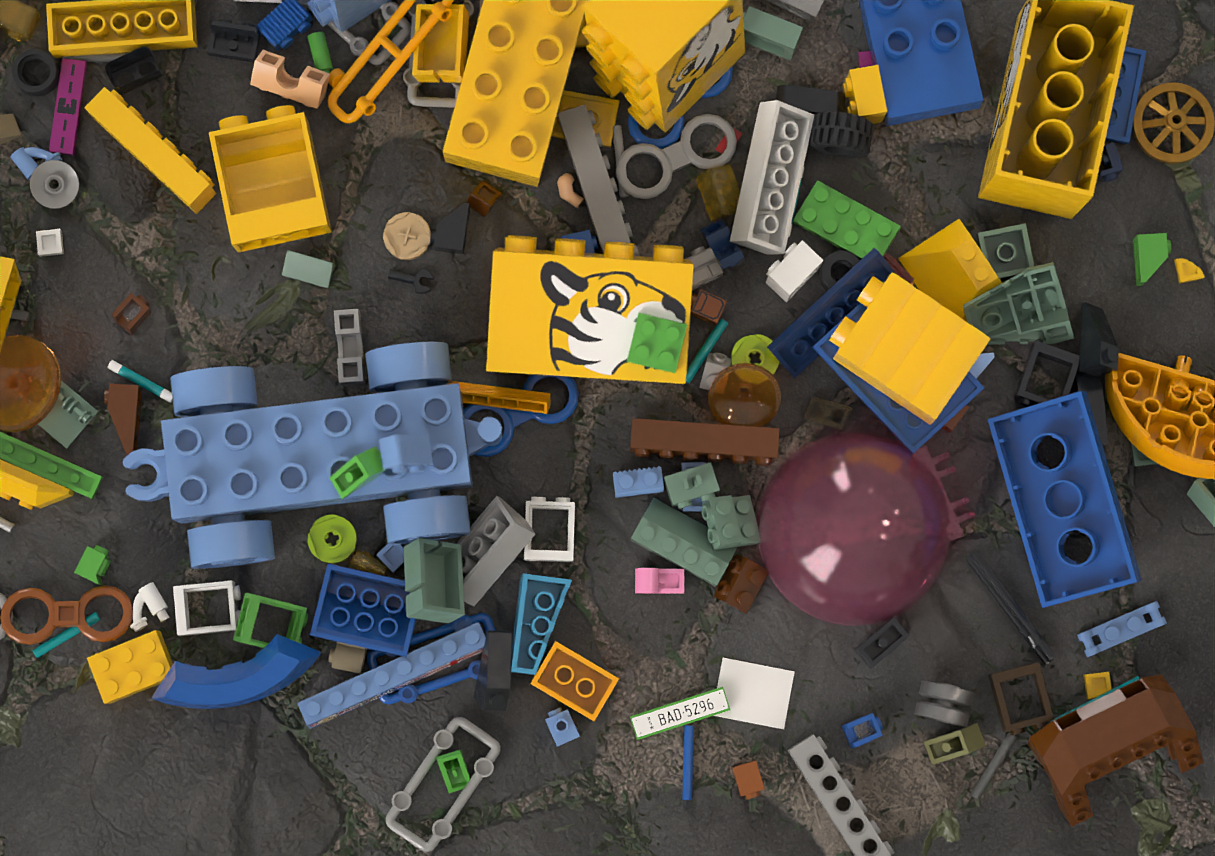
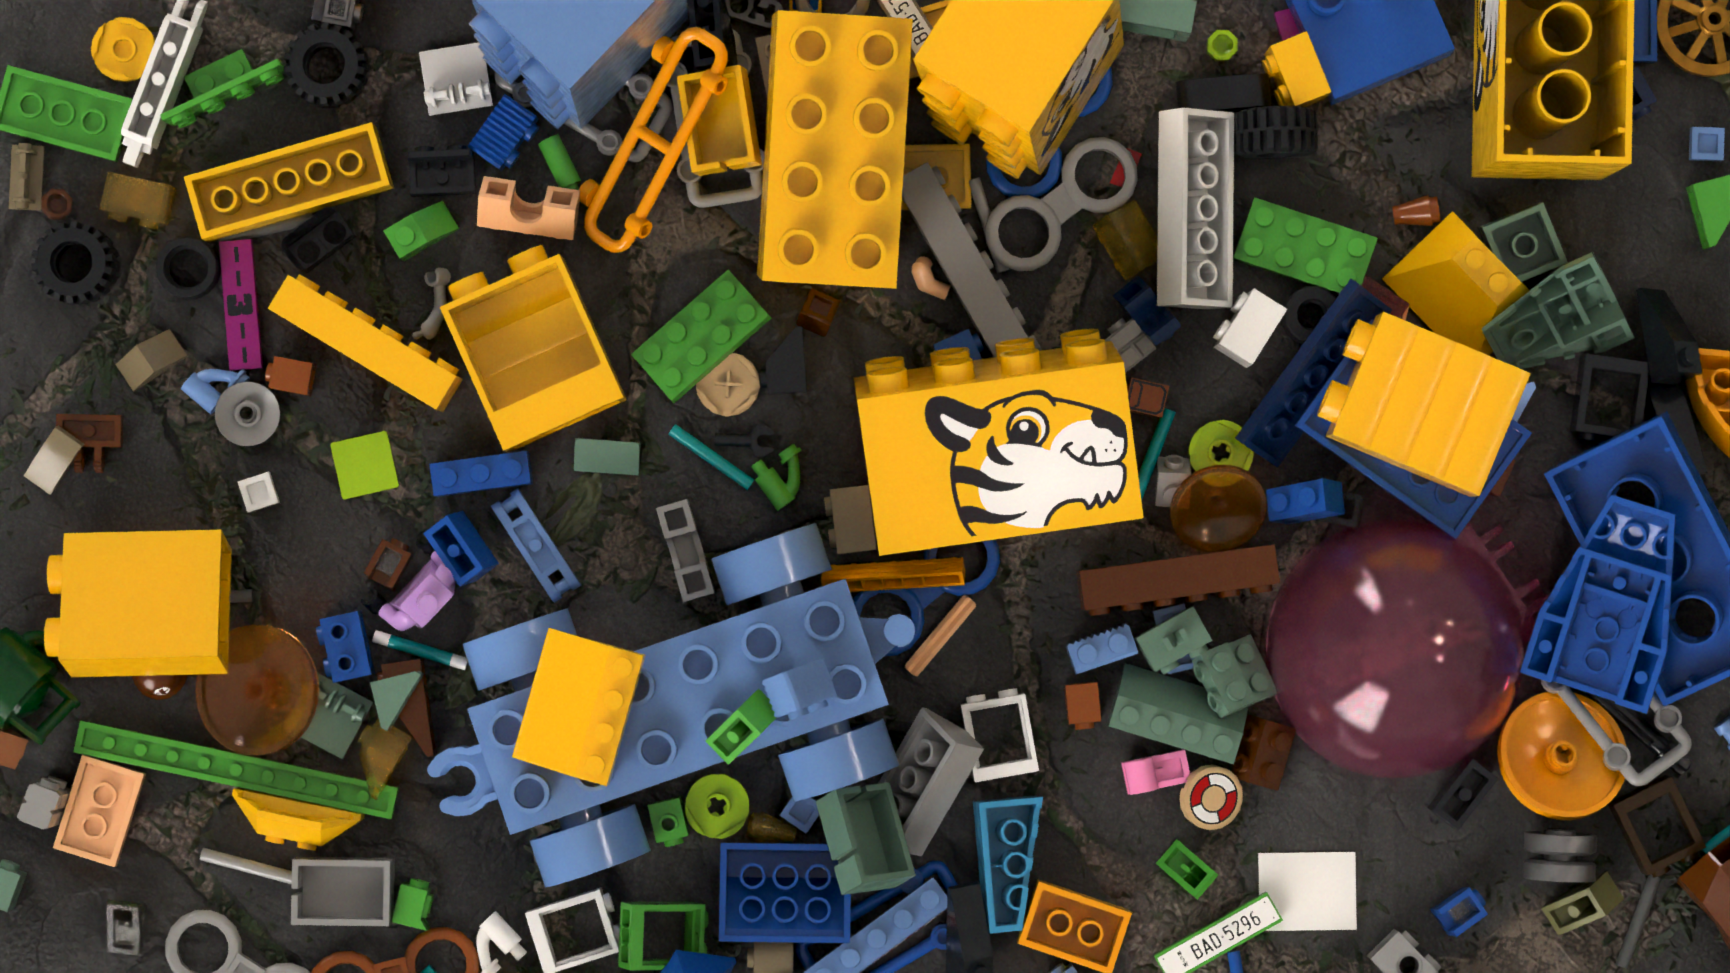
camera: 10 degrees left, 5 degrees up
(44, 542) = (343, 891): none -> light grey piece
(87, 366) = (345, 646): none -> blue brick
(92, 164) = (291, 376): none -> dark orange brick
(95, 448) = (381, 755): none -> clear yellow slope
(112, 405) = (392, 695): none -> sand green slope
(131, 240) = (364, 465): none -> lime sticker
(151, 339) = (419, 598): none -> lavender torso
(186, 312) = (461, 548): none -> blue brick
(203, 148) = (438, 280): none -> light grey piece
(209, 80) = (421, 230): none -> bright green slope
(213, 262) = (481, 473): none -> blue brick
(242, 322) = (535, 545): none -> medium blue plate
(242, 433) = (578, 706): none -> yellow slope
(294, 542) = (668, 821): none -> bright green brick
(383, 285) = (711, 457): none -> teal bar
(395, 197) = (701, 336): none -> bright green plate
(423, 314) = (772, 484): none -> bright green plant
(473, 350) = (851, 519): none -> dark tan brick
(522, 449) = (940, 635): none -> light nougat axle
(615, 520) = (1082, 704): none -> dark orange brick
(657, 342) = (1096, 474): bright green plate -> none
(667, 656) = (1187, 869): none -> bright green slope
(696, 607) = (1211, 797): none -> tile
(808, 404) = (1305, 501): none -> blue brick
(816, 67) = (1222, 45): none -> lime tile
(934, 215) = (1420, 211): none -> dark orange cone
(961, 630) = (1555, 761): none -> light orange dish
(1000, 636) = (1616, 755): none -> light grey bar
(1016, 525) = (1610, 608): none -> blue wedge
(1153, 209) = (1706, 144): none -> medium blue plate

